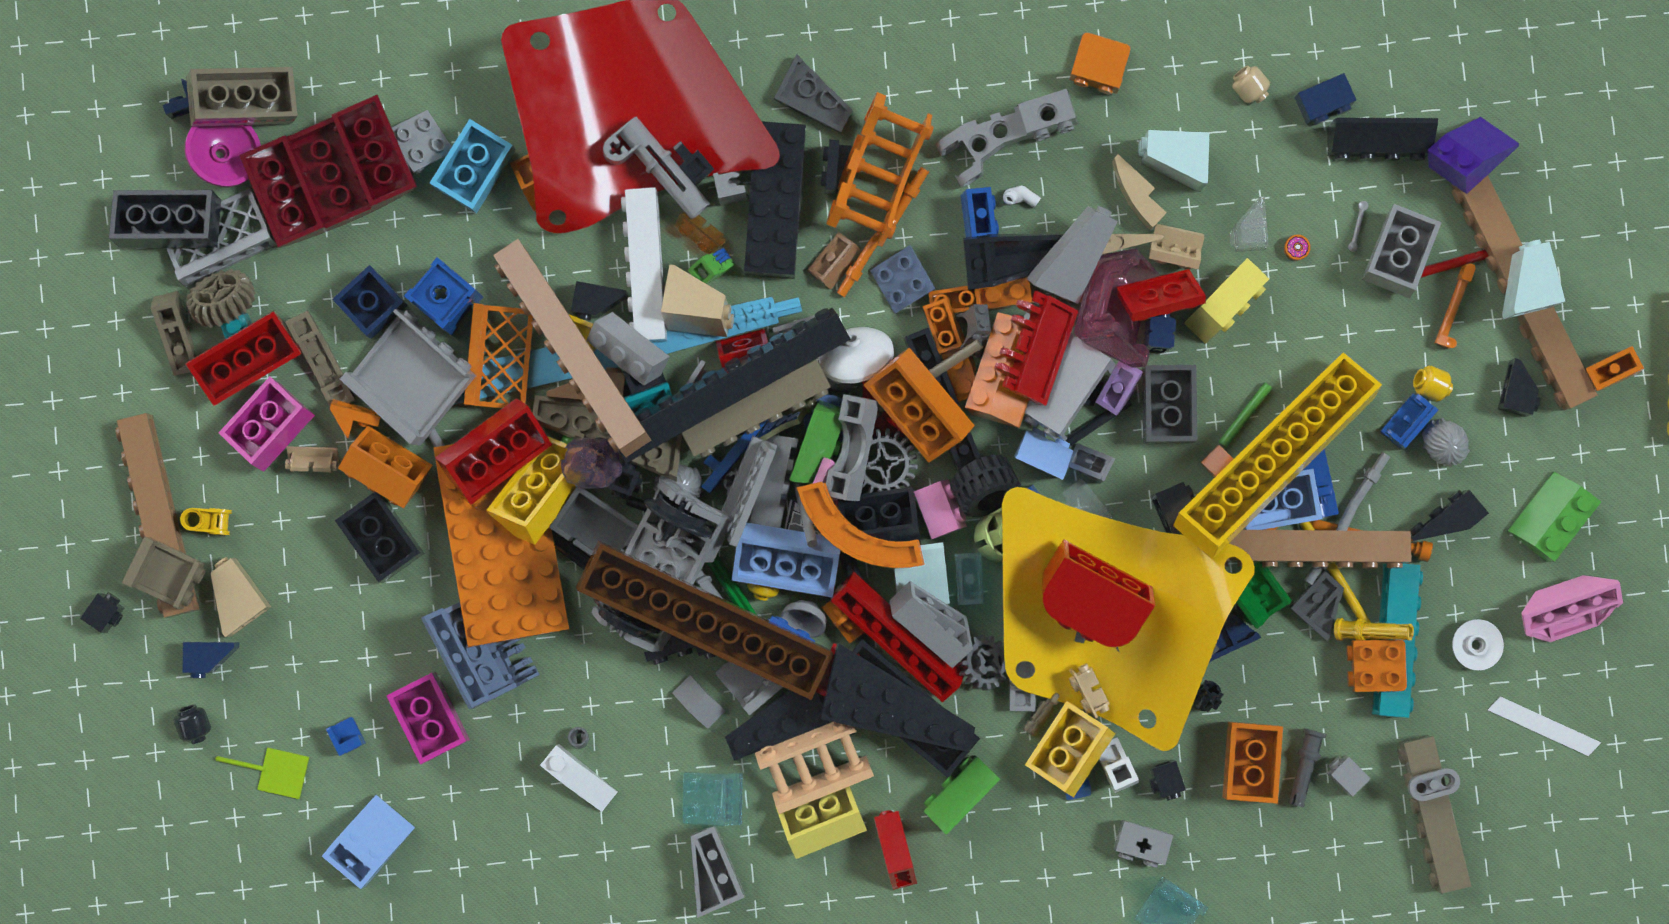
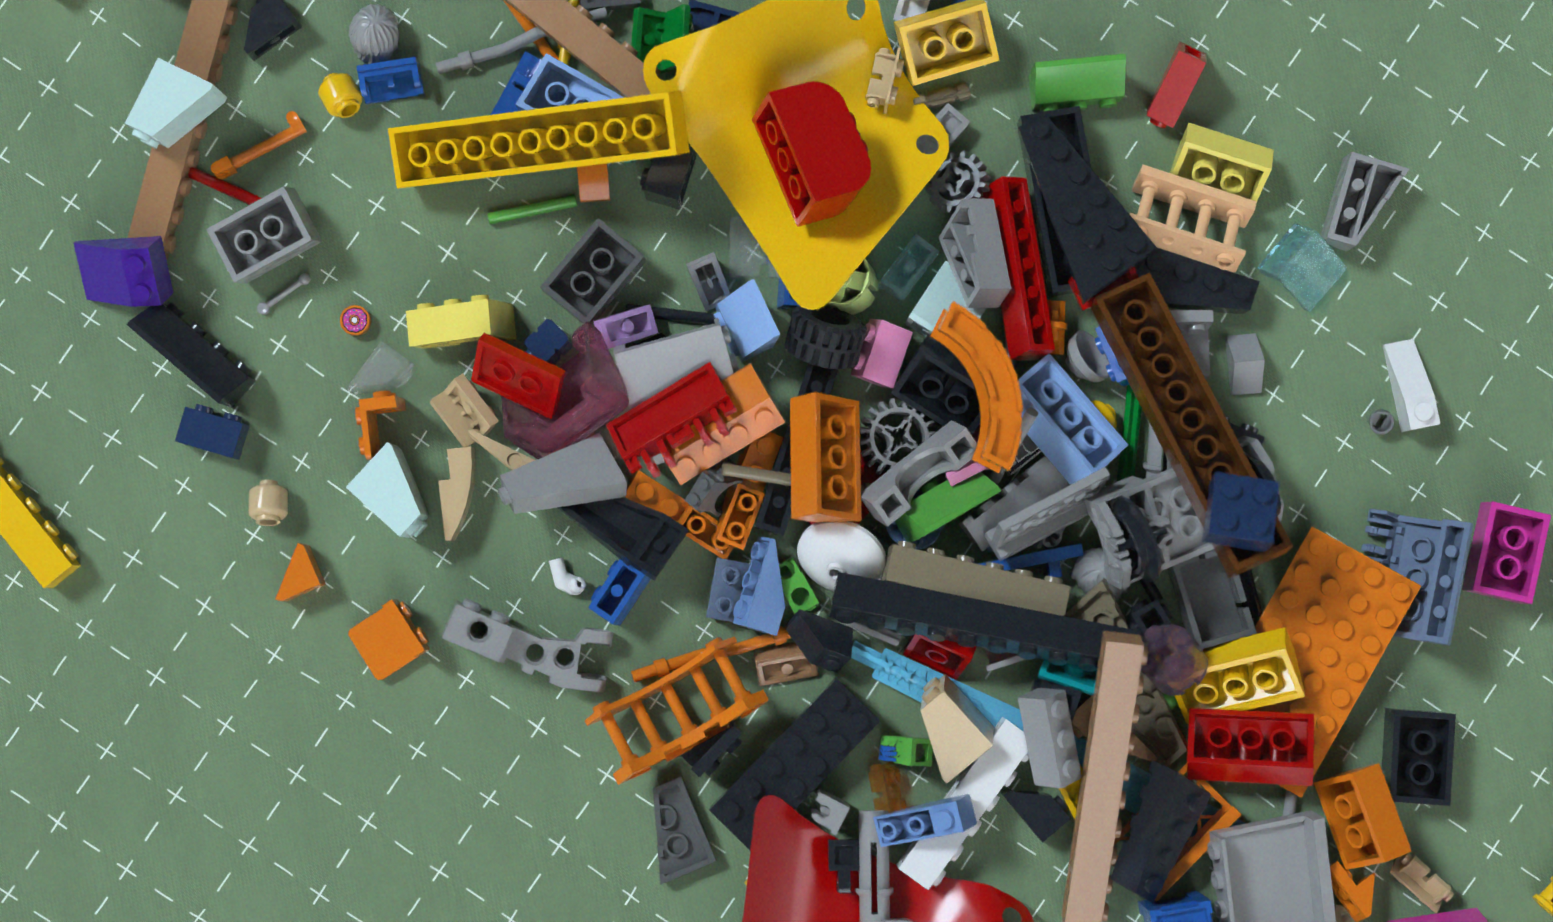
camera: 145 degrees left, 0 degrees up
(509, 347) = (1158, 831): none -> black wedge
(628, 582) = (1241, 511): none -> dark blue brick
(662, 230) = (926, 821): none -> medium blue slope
(789, 419) = (954, 547): olive arm -> none
(824, 291) = (821, 640): none -> black slope
(869, 312) = (796, 587): none -> bright green leg
(885, 287) = (762, 593): none -> medium blue slope
(1191, 58) = (301, 575): none -> orange slope
(1233, 189) = (366, 416): none -> orange bracket

